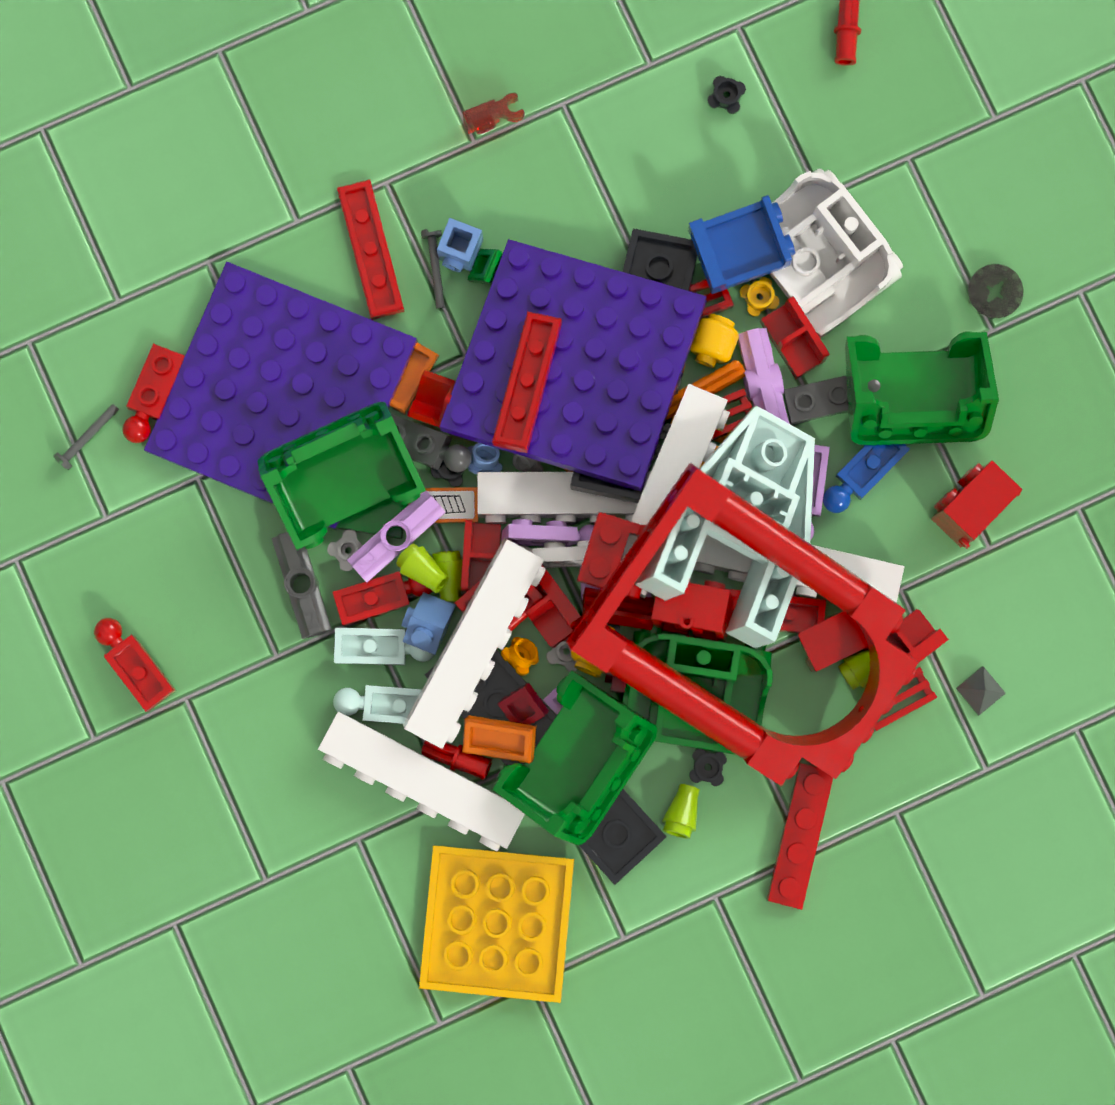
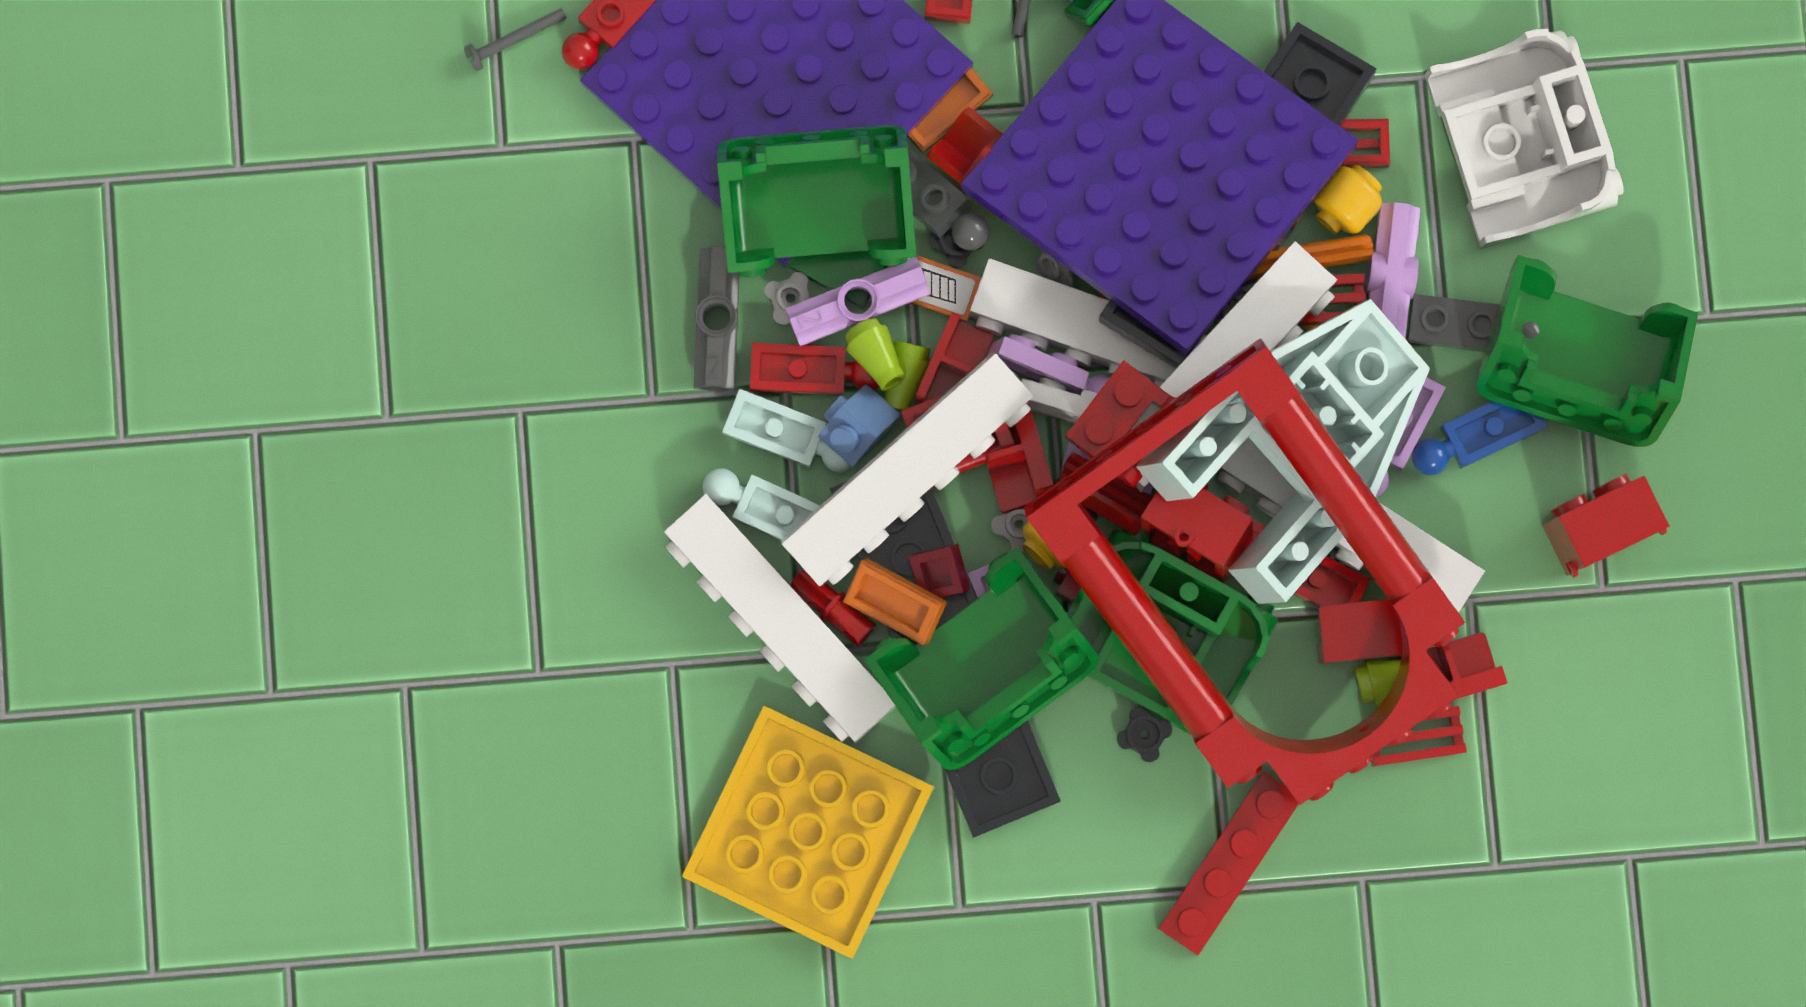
camera: 20 degrees right, 0 degrees up
(133, 665) = (470, 344): red plate -> none
(484, 459) = (1003, 244): light blue plate -> none
(521, 655) = (960, 508): light orange plate -> none
(527, 382) = (1092, 166): red tile -> none
(682, 812) = (1090, 780): lime cone -> none
(741, 245) = (1427, 92): blue panel -> none
(762, 287) = (1433, 154): yellow plate -> none
(795, 338) = (1452, 234): red panel -> none
(980, 690) = (1525, 764): dark grey slope -> none
(1011, 291) = (1732, 245): clear smoke gear -> none

